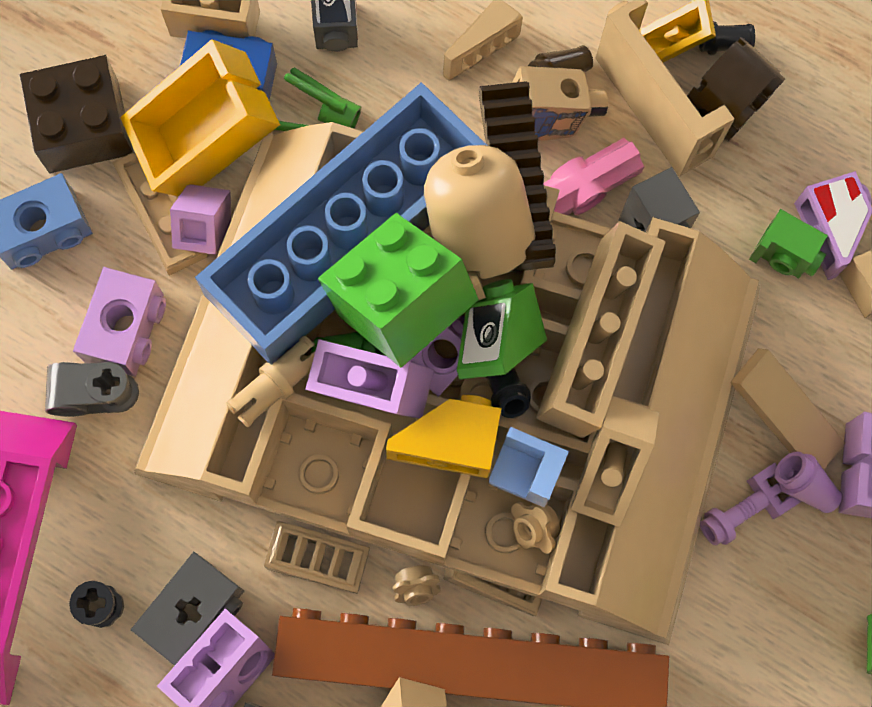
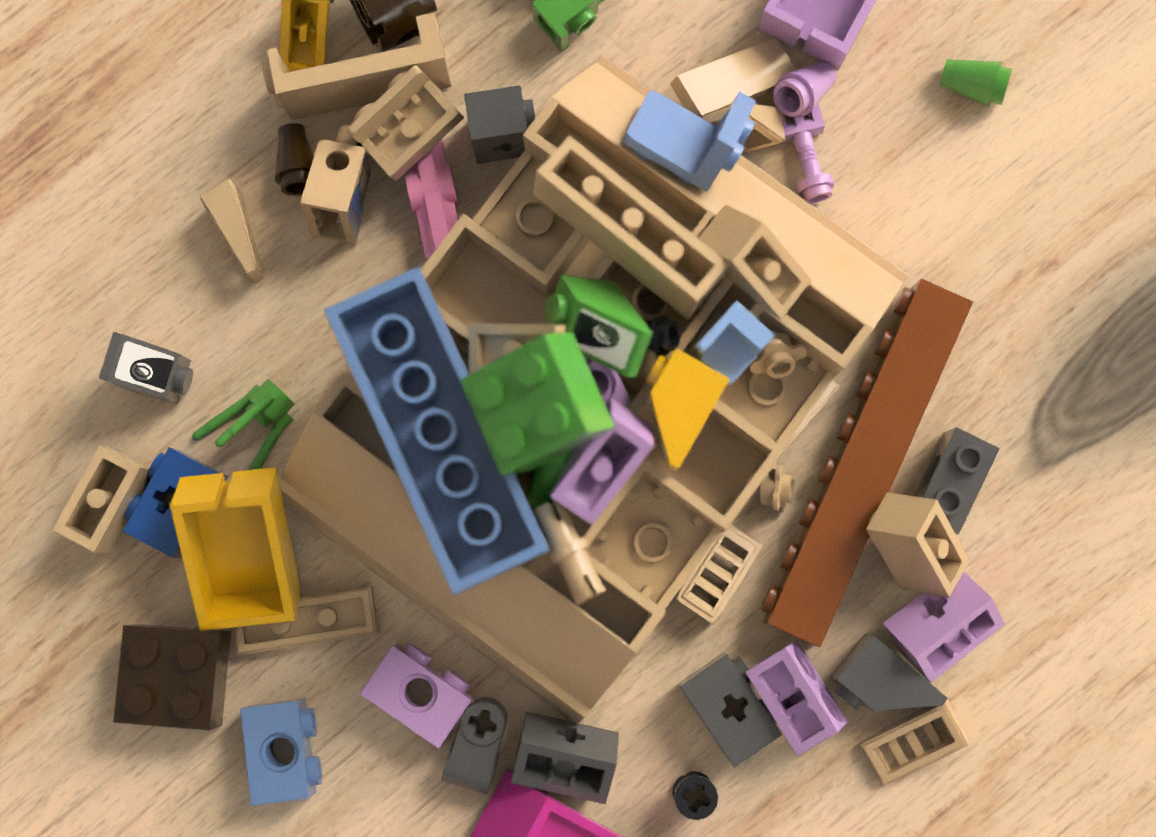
camera: 65 degrees left, 10 degrees up
(96, 468) = (565, 758): none -> dark grey brick
(200, 219) = (338, 580): lavender panel -> none
(480, 209) = (485, 300): tan cylinder -> none
(511, 128) = (437, 250): dark brown gear -> none
(627, 132) = (404, 122): none -> tan bracket
(708, 369) = (687, 142): none -> bracket
(749, 436) = (767, 128): none -> tan slope

